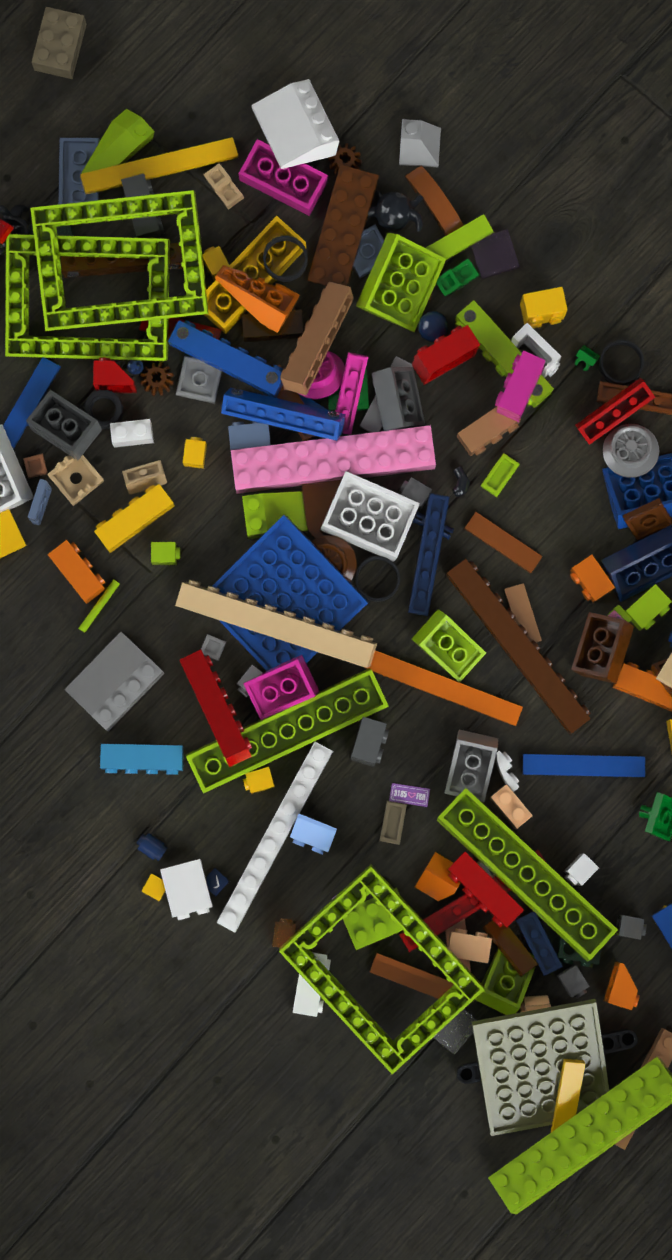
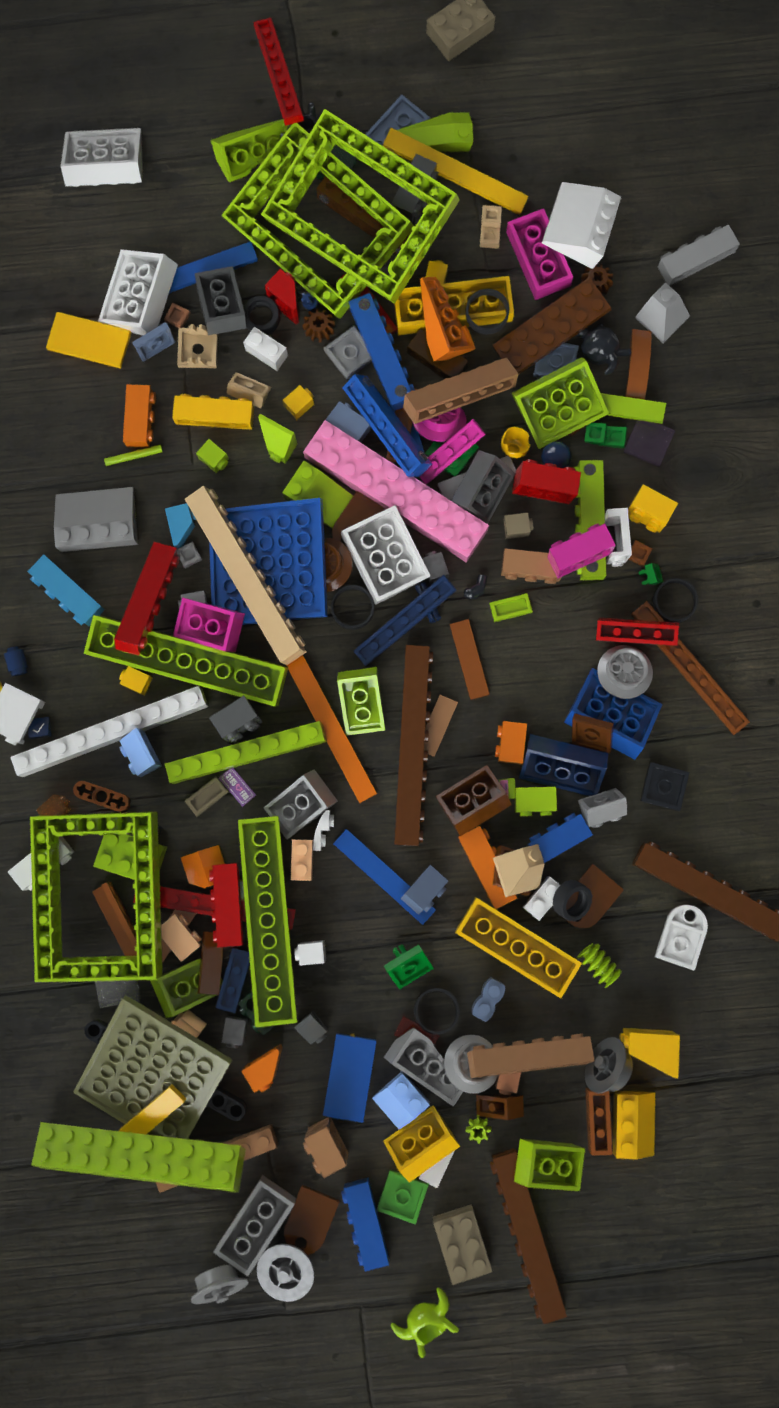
camera: 45 degrees right, 0 degrees up
(185, 627) = (180, 523): none -> dark azure slope
(205, 498) = (278, 439): none -> lime slope
(323, 882) = (114, 806): none -> dark orange beam
(393, 342) = (515, 442): none -> yellow hair
(395, 761) = (245, 752): none -> lime brick
(407, 74) = (698, 255): none -> light grey brick
(450, 406) = (517, 525): none -> dark tan brick
(563, 347) = (640, 553): none -> dark orange tile
(624, 748) = (424, 890): none -> sand blue brick

